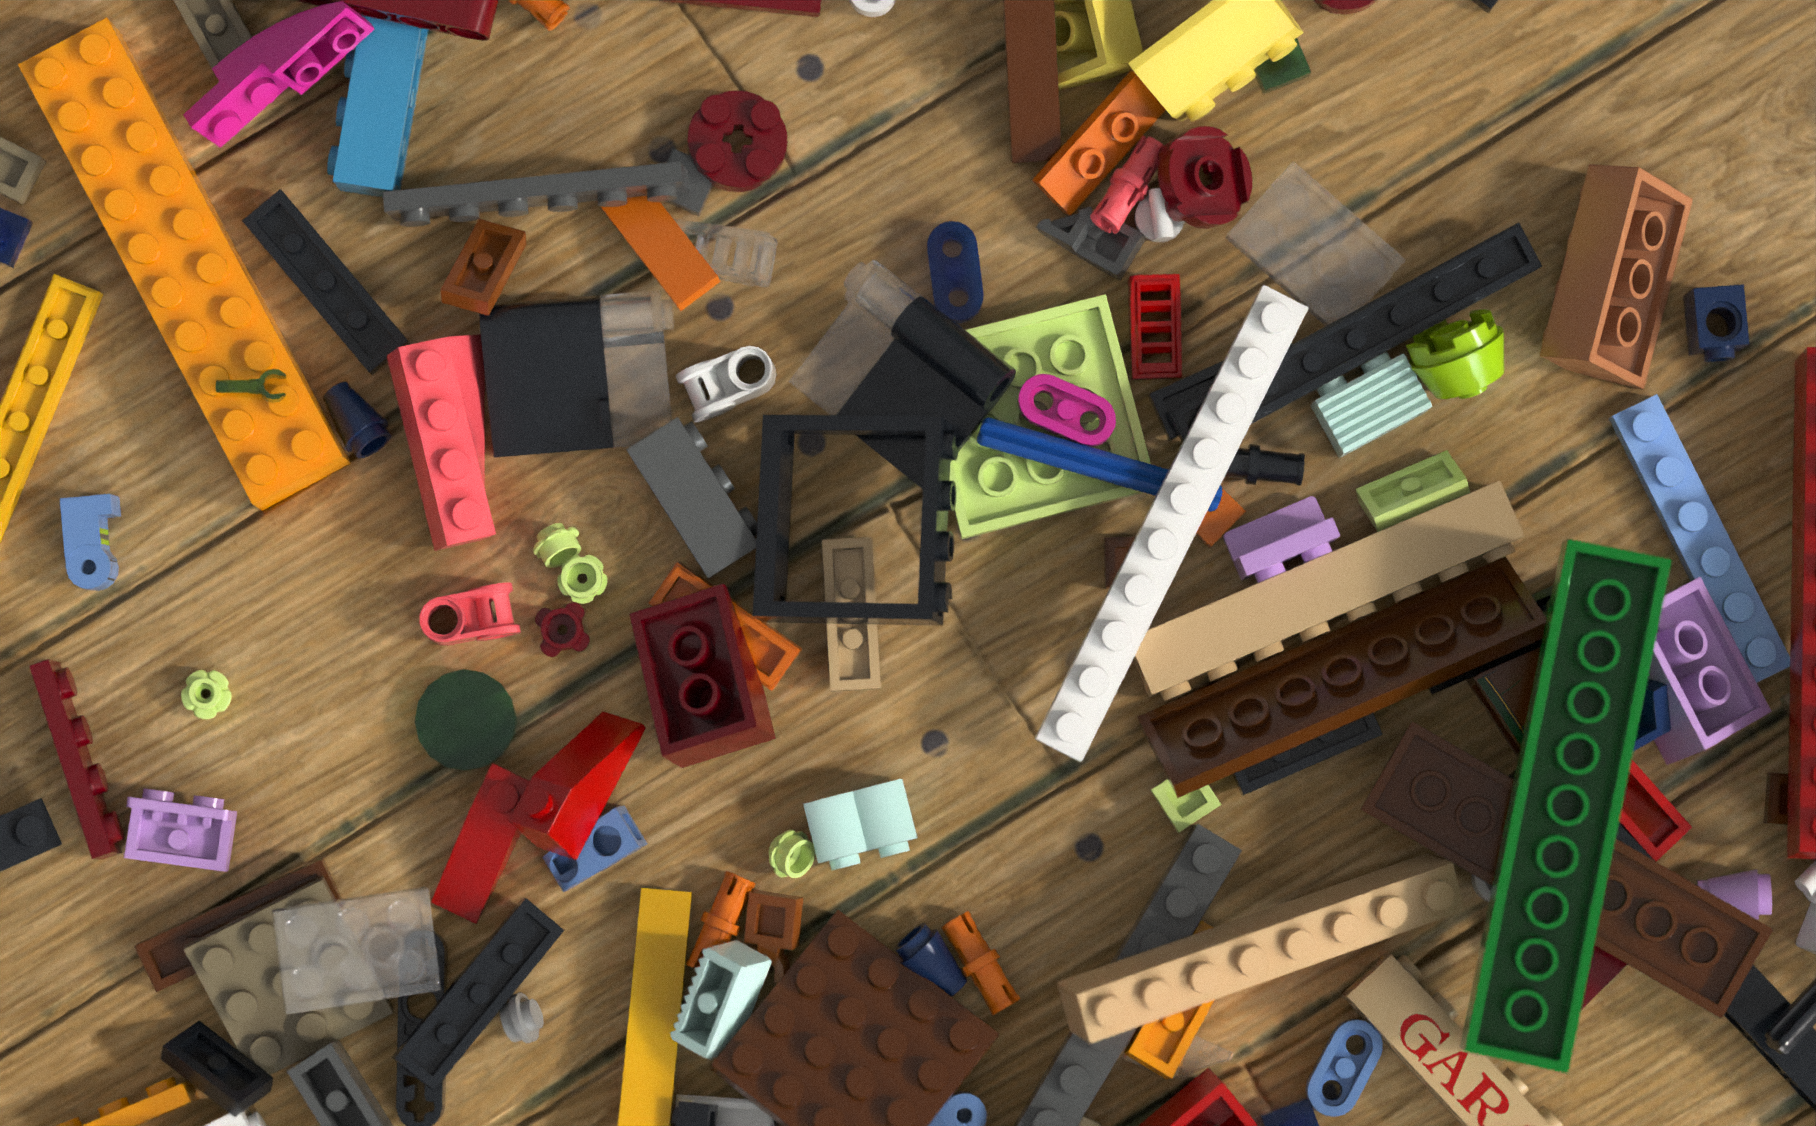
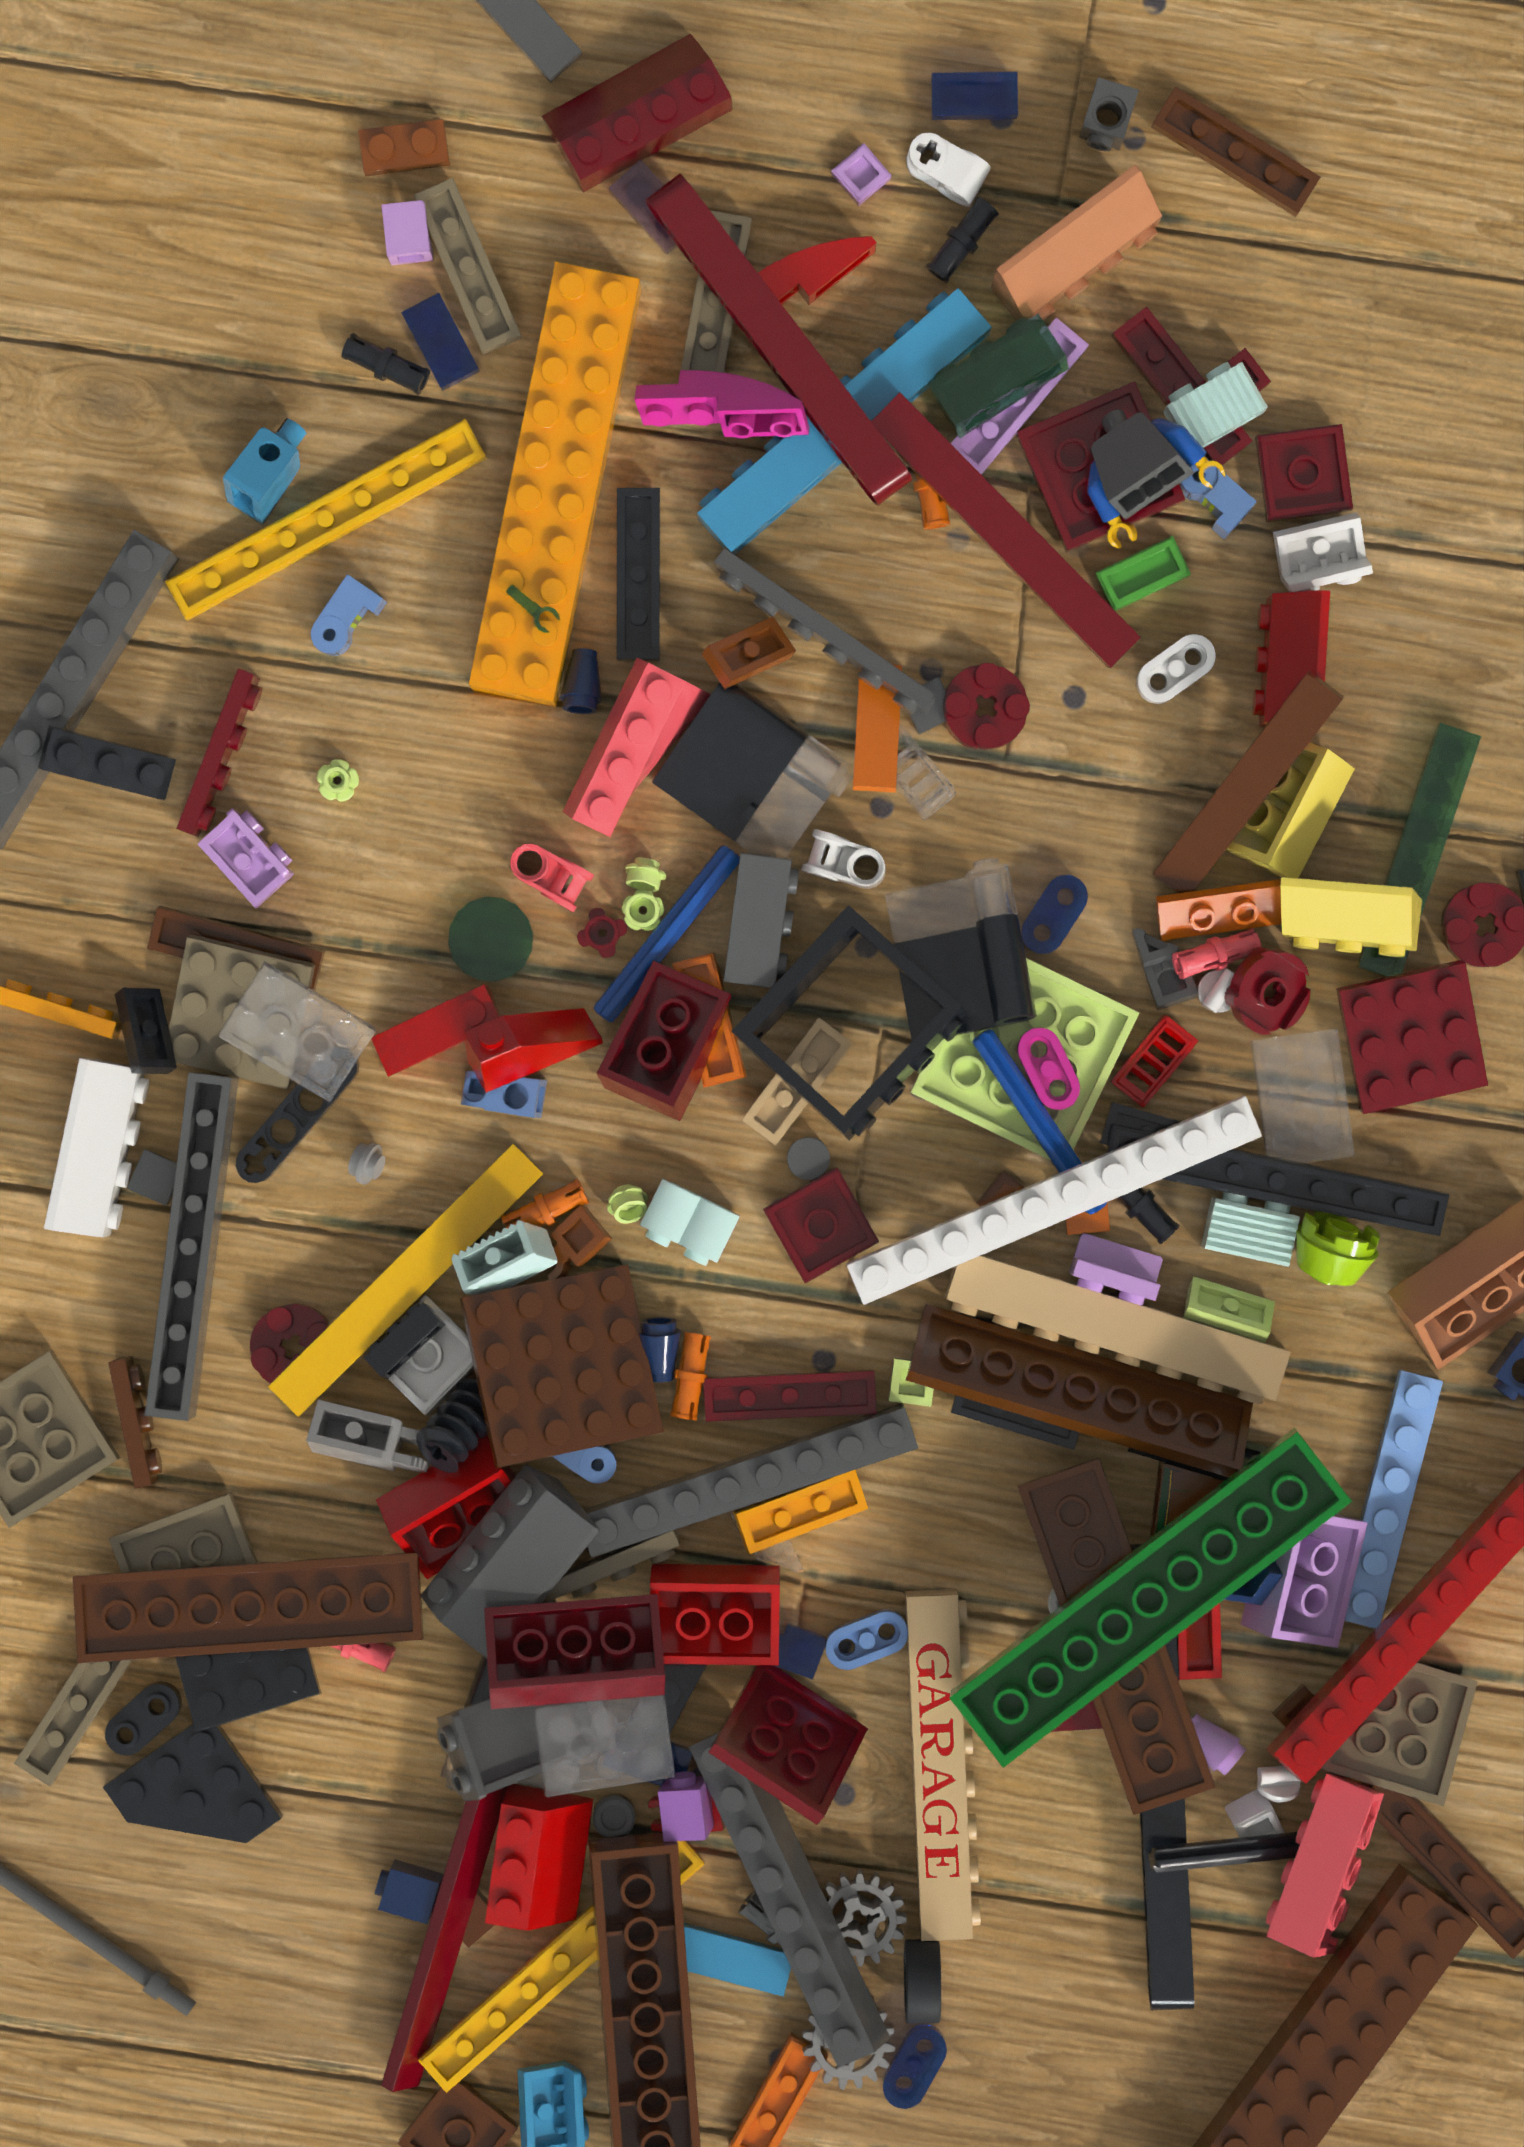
camera: 45 degrees right, 5 degrees up
(478, 994) = (352, 1124): black plate -> none
(621, 580) = (667, 932): none -> blue axle
(920, 675) = (808, 1158): none -> dark grey tile
(982, 725) = (821, 1225): none -> dark red plate
(1086, 904) = (790, 1395): none -> dark red plate
(1259, 947) = (877, 1520): tan brick -> none
(1365, 112) = (1412, 1036): none -> dark red plate

